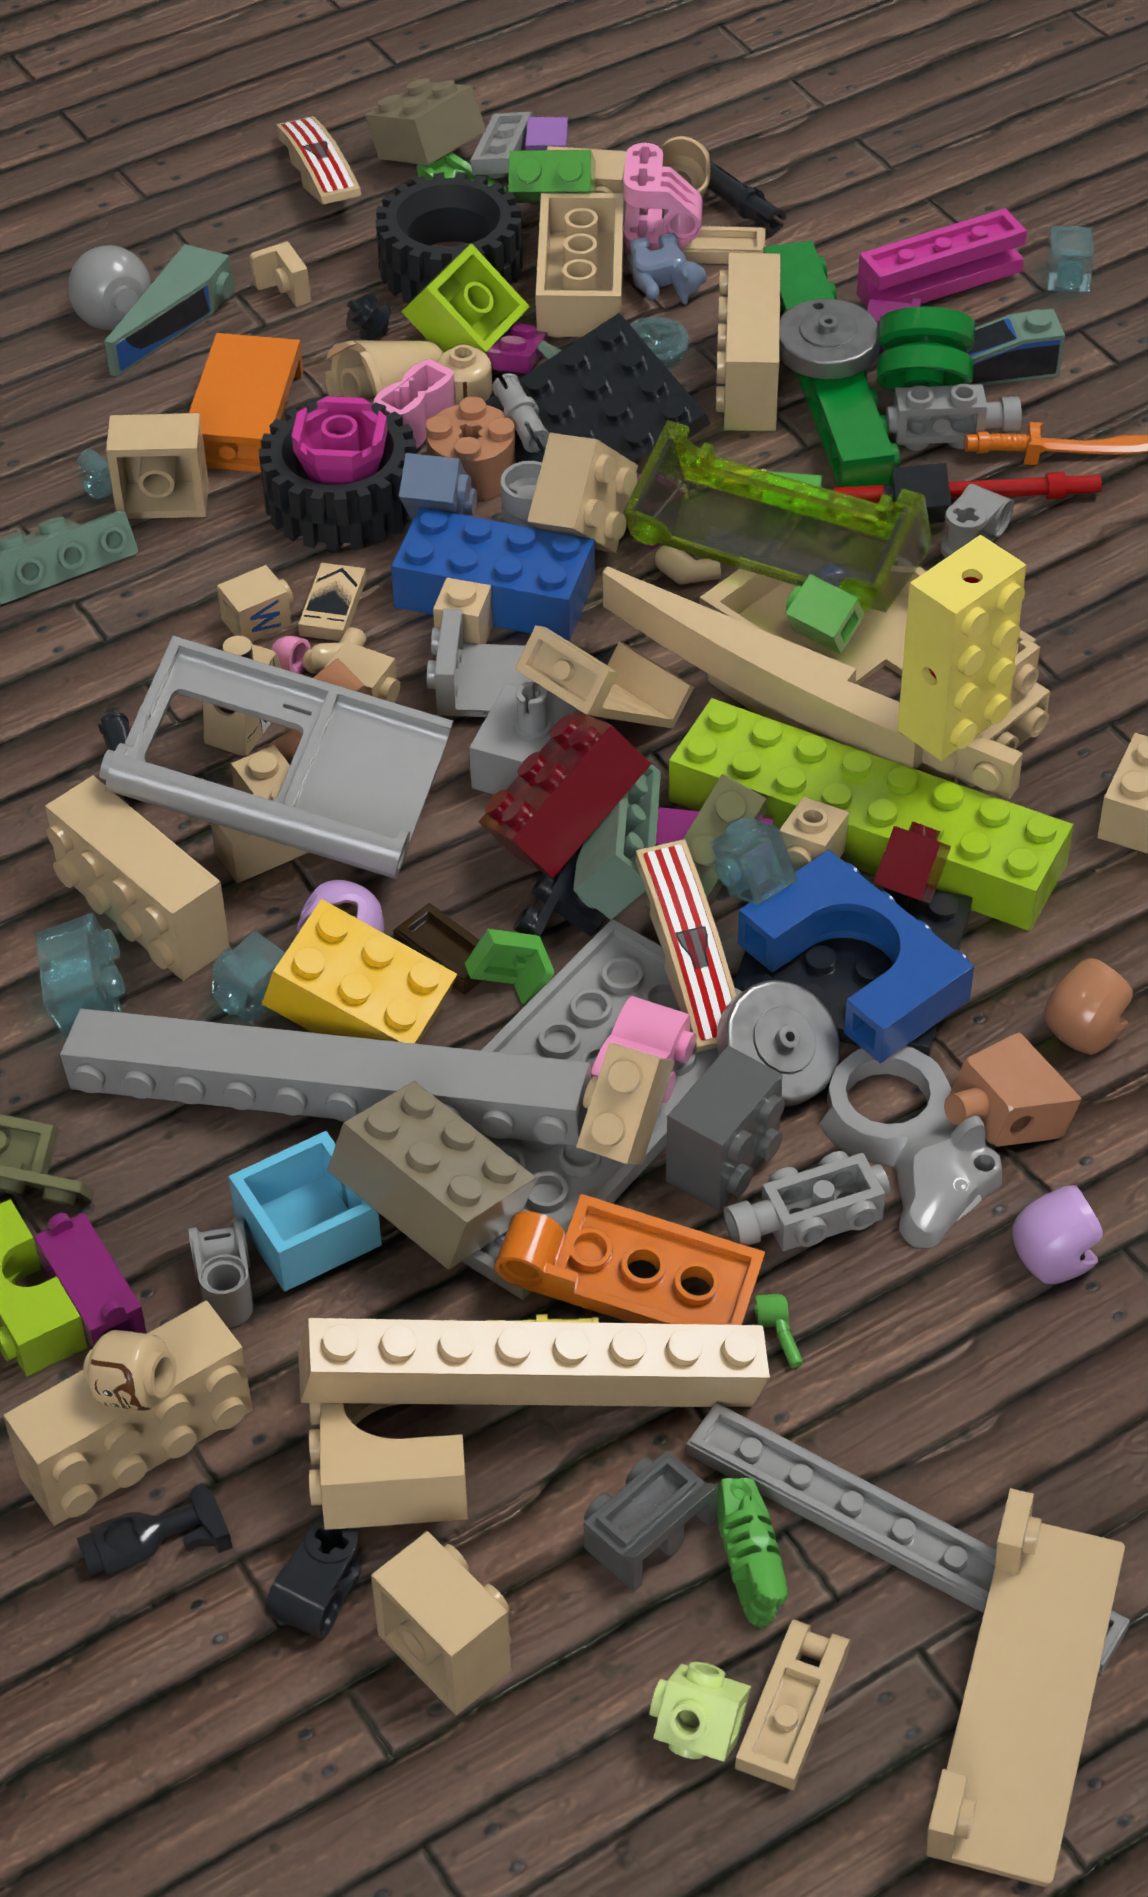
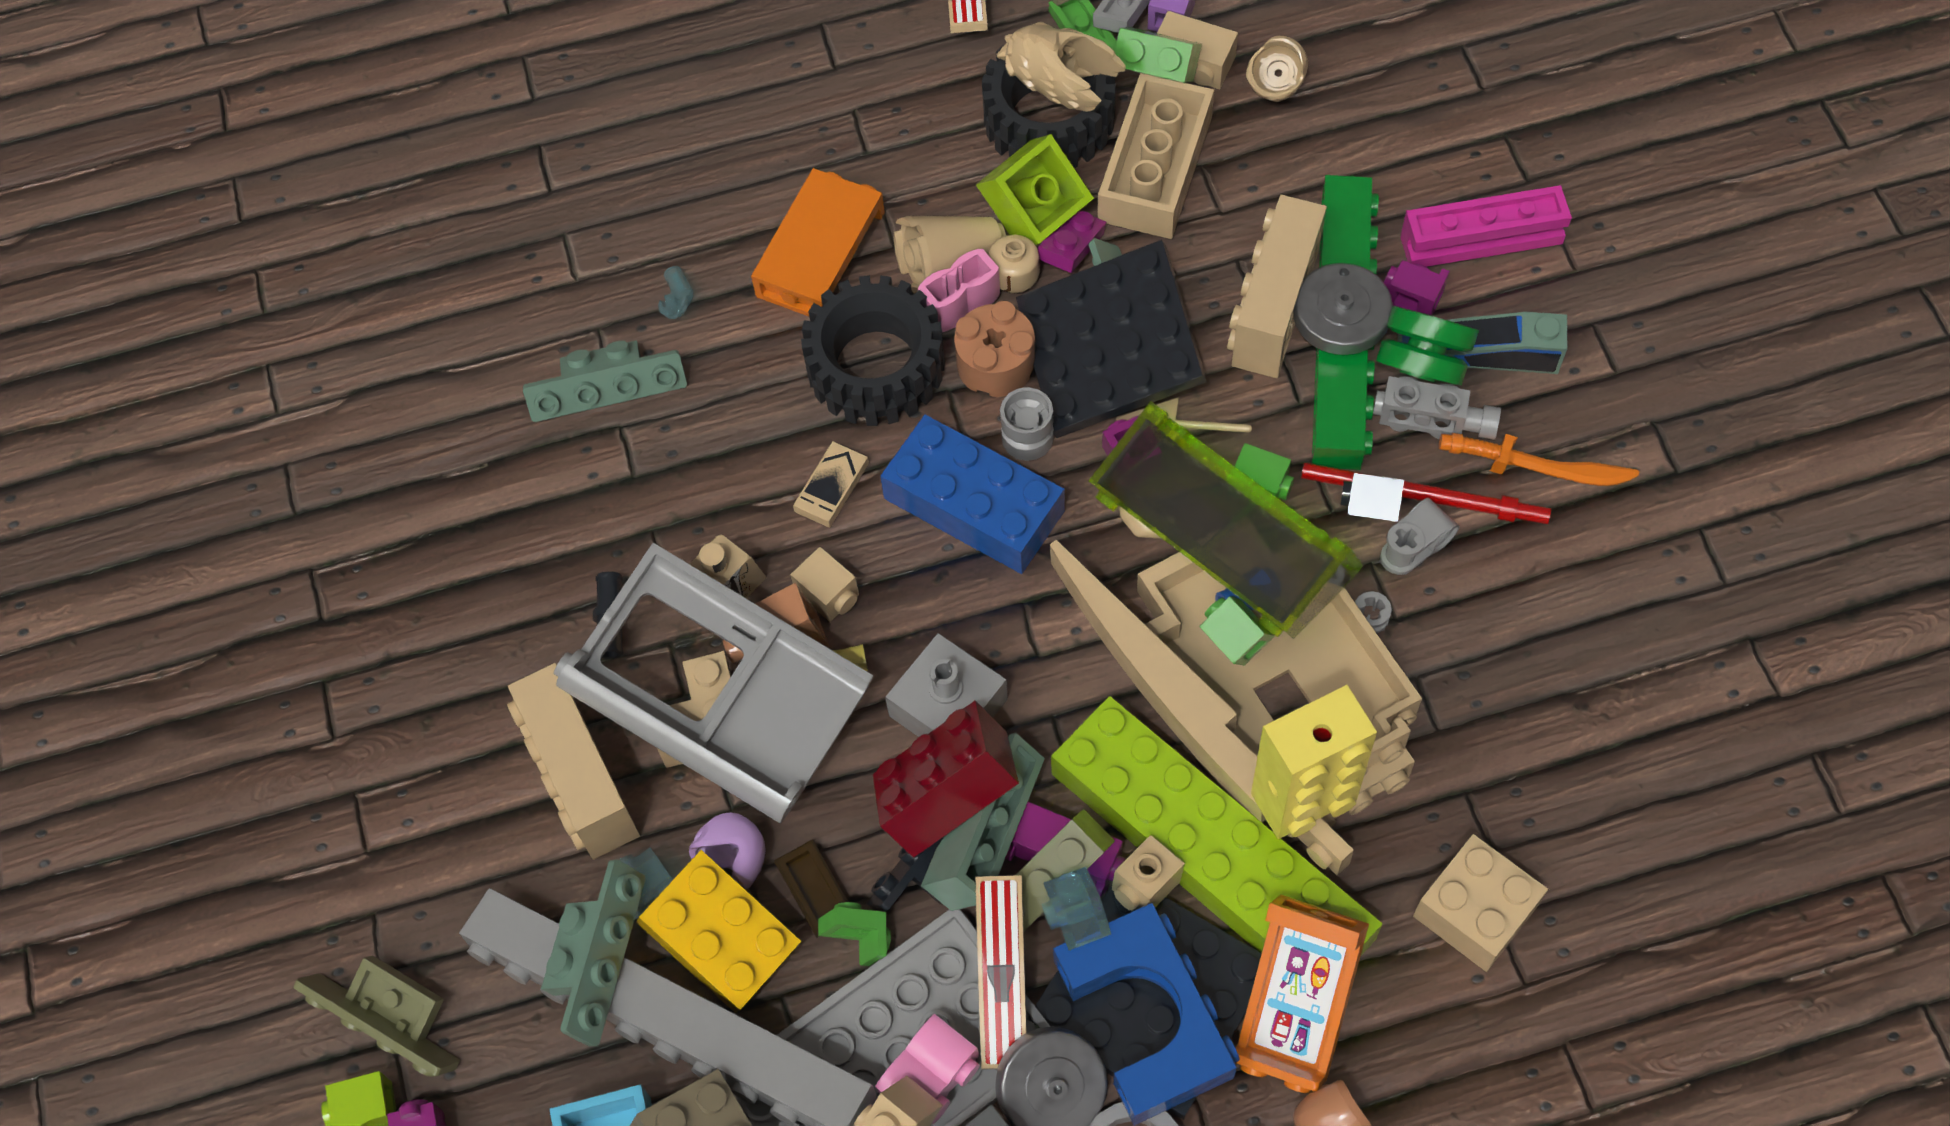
camera: 20 degrees right, 15 degrees up
(78, 970) = (502, 845): clear light blue brick -> none
(106, 285) = (741, 89): light grey brick -> none
(158, 465) = (719, 309): tan brick -> none
(176, 301) = (795, 114): sand green slope -> none
(225, 1020) = (592, 950): none -> sand green bracket
(255, 604) = (763, 476): tan brick -> none
(284, 268) = (894, 94): tan bracket -> none
(290, 652) = (777, 537): bright pink hinge -> none
(320, 655) = (803, 546): tan arm -> none
(339, 440) = (872, 332): dark pink cone -> none
(368, 317) = (953, 170): black wheel -> none
(437, 485) = (945, 398): sand blue brick -> none
(459, 187) = (1056, 61): none -> tan head
(466, 674) = (928, 600): light grey bracket -> none
(476, 607) = (931, 536): tan brick -> none
(521, 411) = (1046, 325): light grey pin -> none
(583, 490) = (1066, 438): tan brick -> none
(624, 690) = (1019, 664): tan panel -> none
(649, 191) = (1244, 101): bright pink piece -> none
(664, 267) = (1232, 169): sand blue animal -> none
(668, 335) = (1213, 245): clear light blue gear -> none
(716, 243) = (1298, 150): tan tile -> none
(748, 201) = (1333, 105): black pin -> none
(913, 862) = (1222, 933): dark red brick -> none
(1013, 892) = (1300, 993): none -> panel
(1069, 258) = (1609, 244): clear light blue brick -> none

